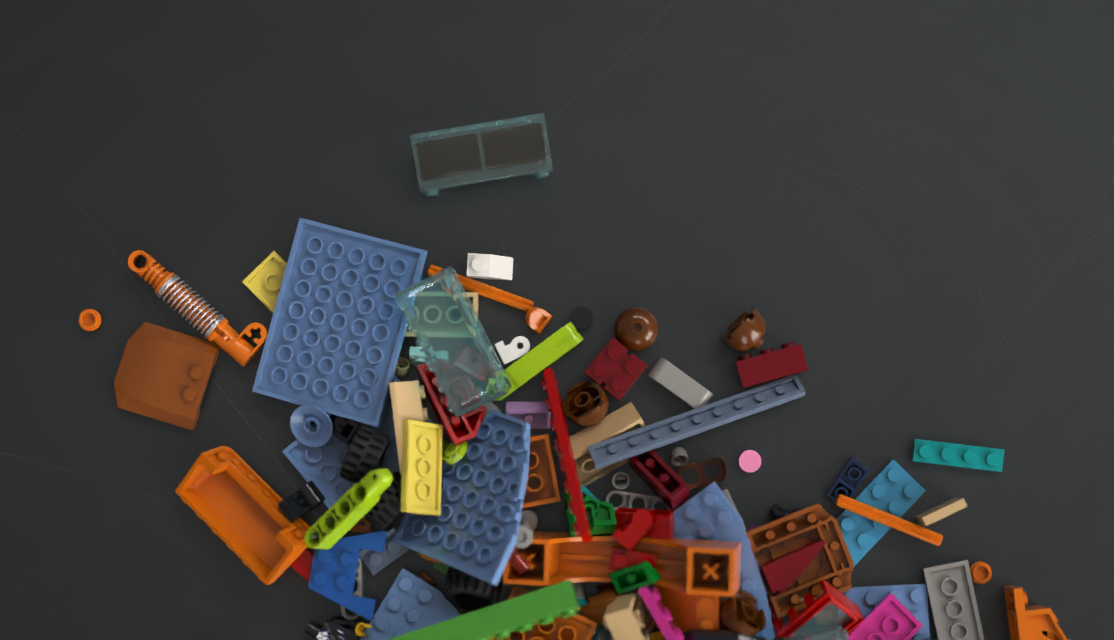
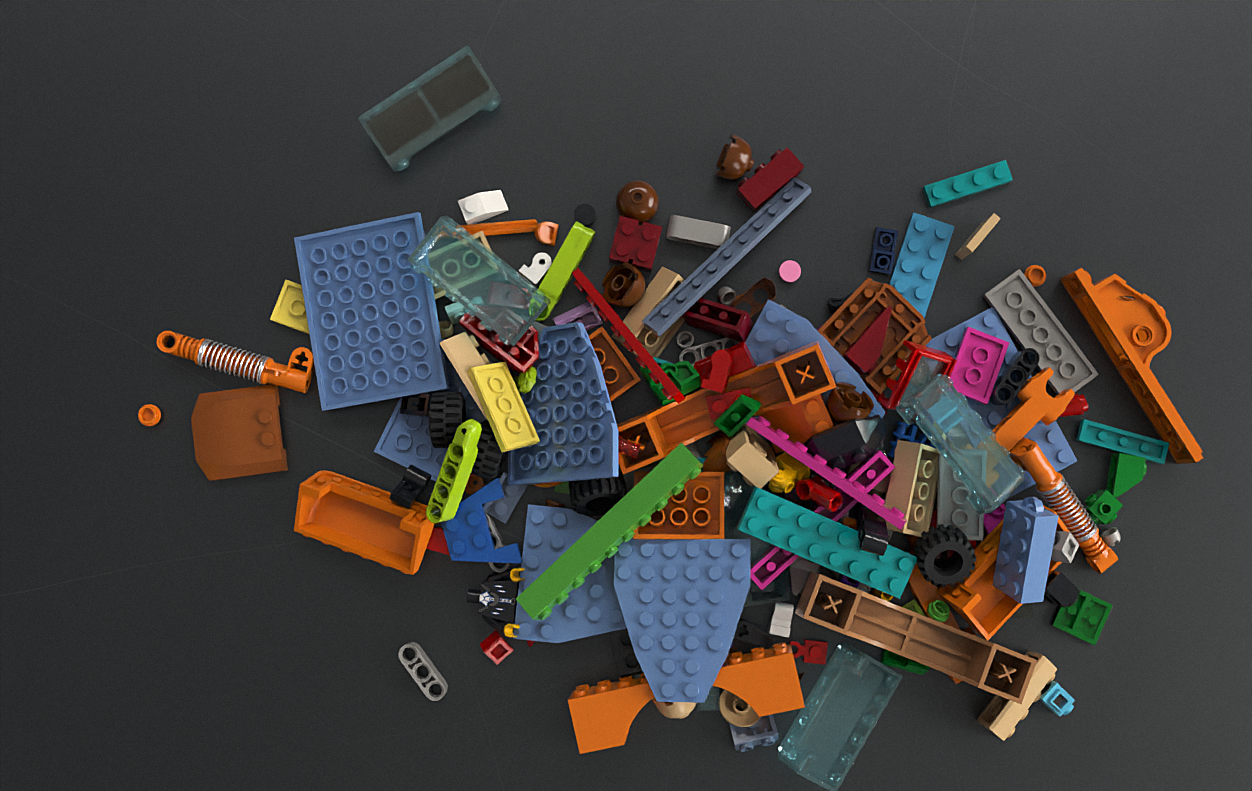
camera: 25 degrees left, 0 degrees up
(306, 431) = (384, 422): medium blue dish -> none
(527, 524) = (622, 417): light grey wheel -> none
(889, 520) = (931, 265): orange axle -> none

